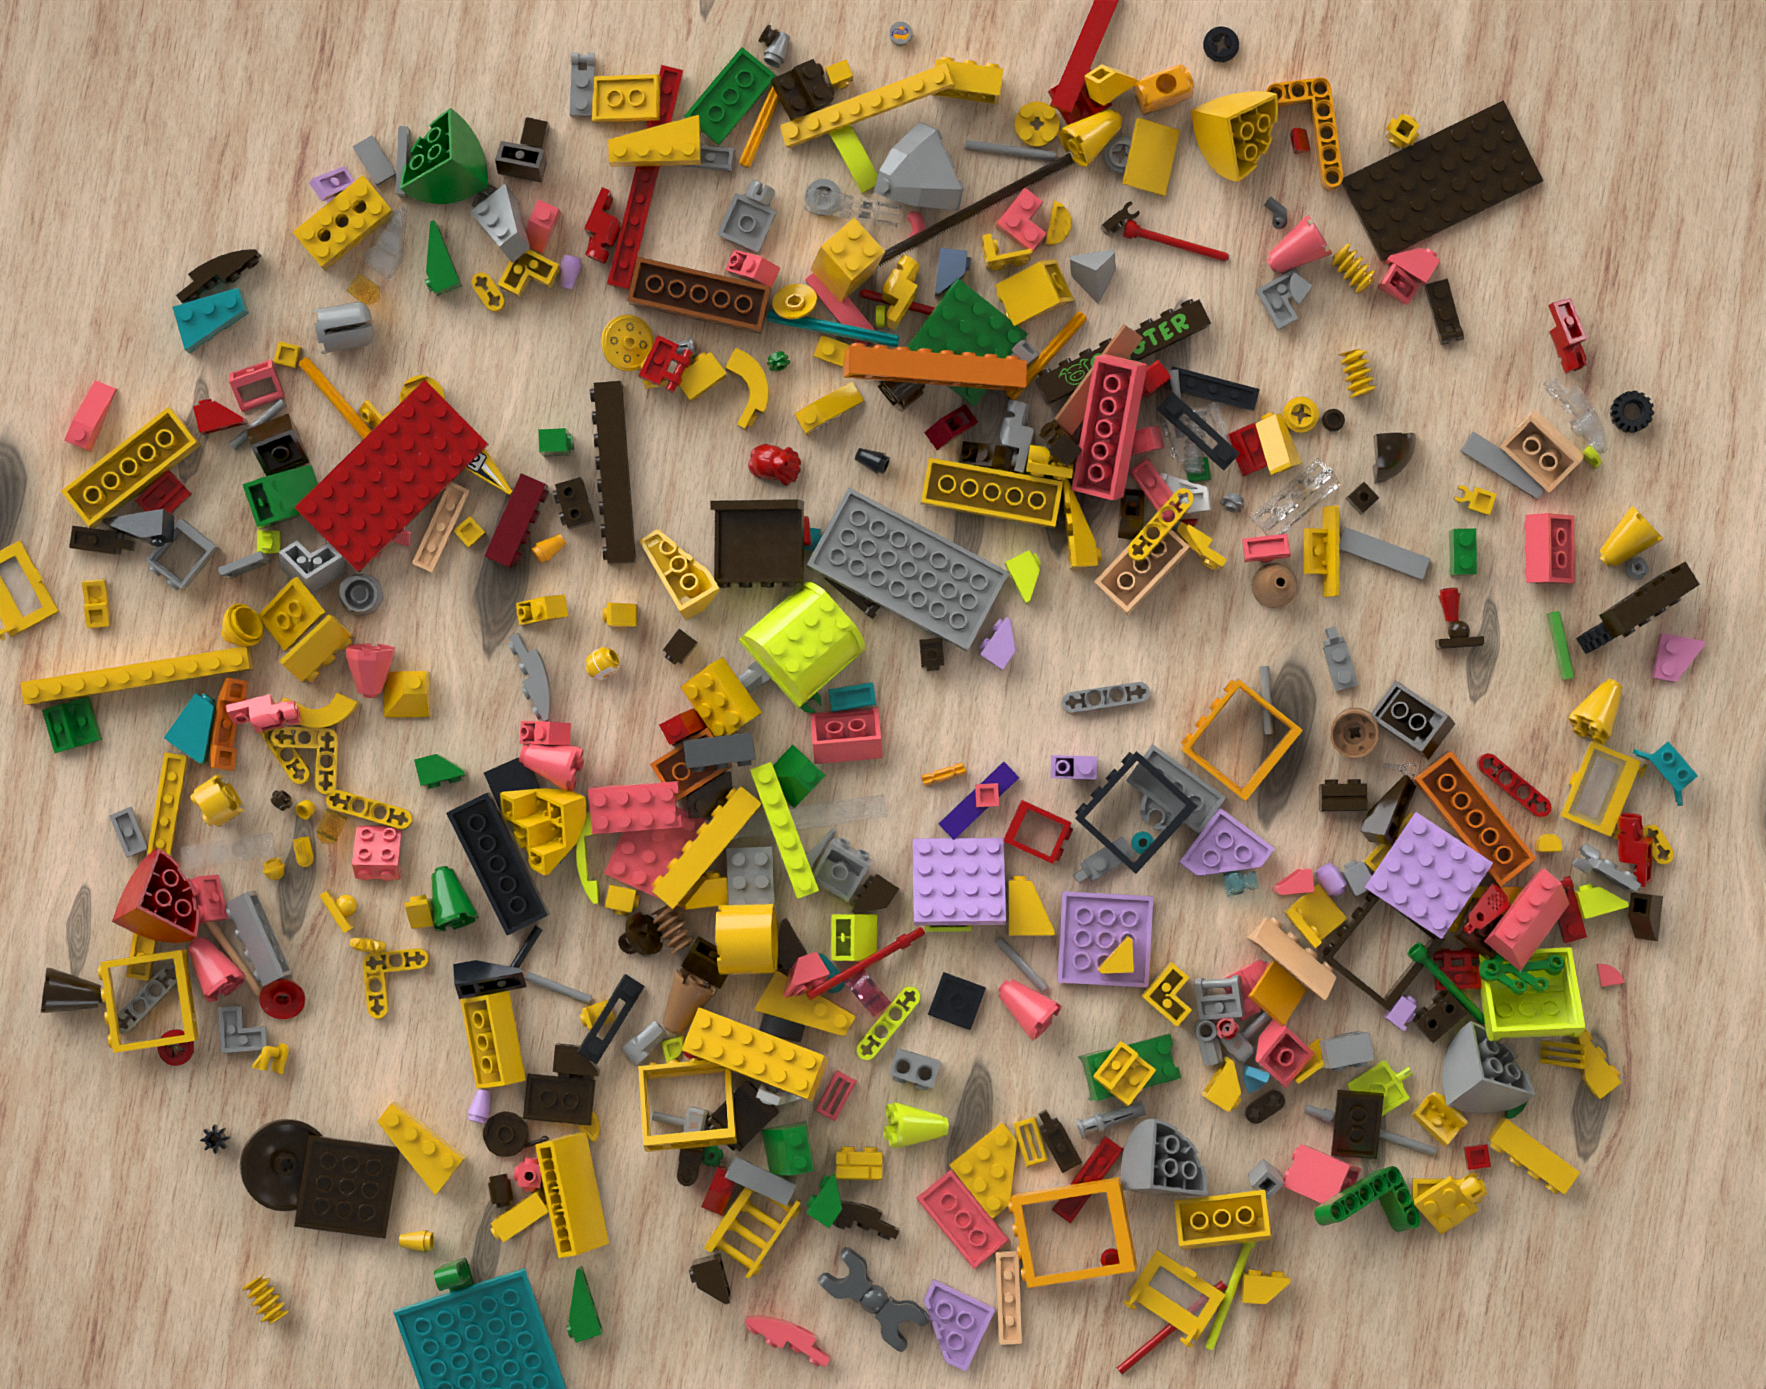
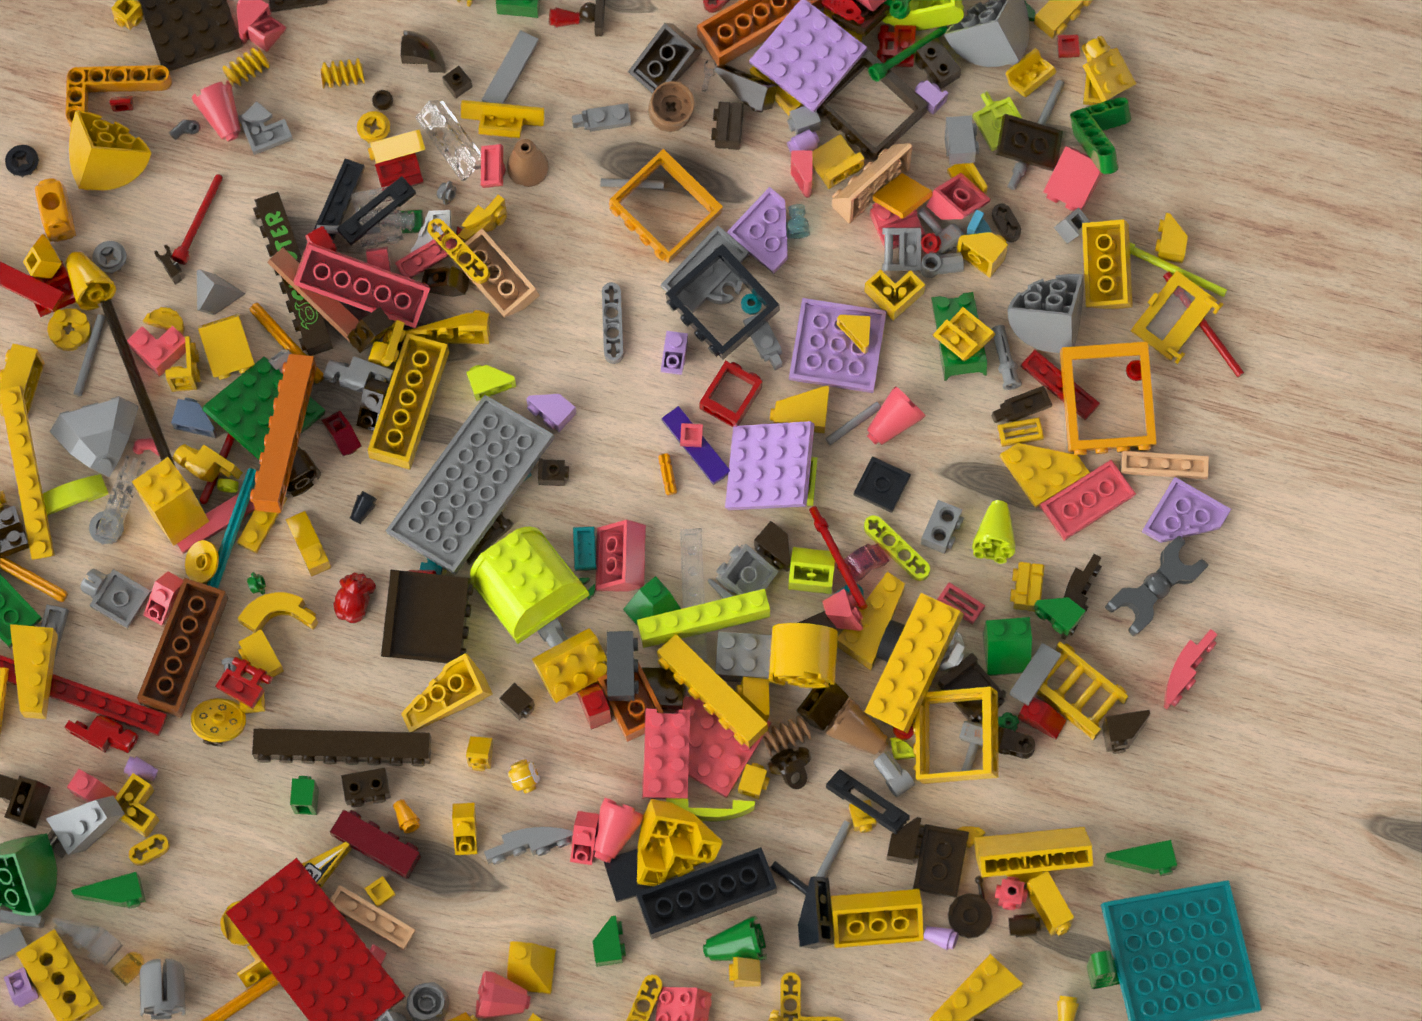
camera: 80 degrees left, 15 degrees down
(1150, 157) = (116, 230): yellow tile -> none

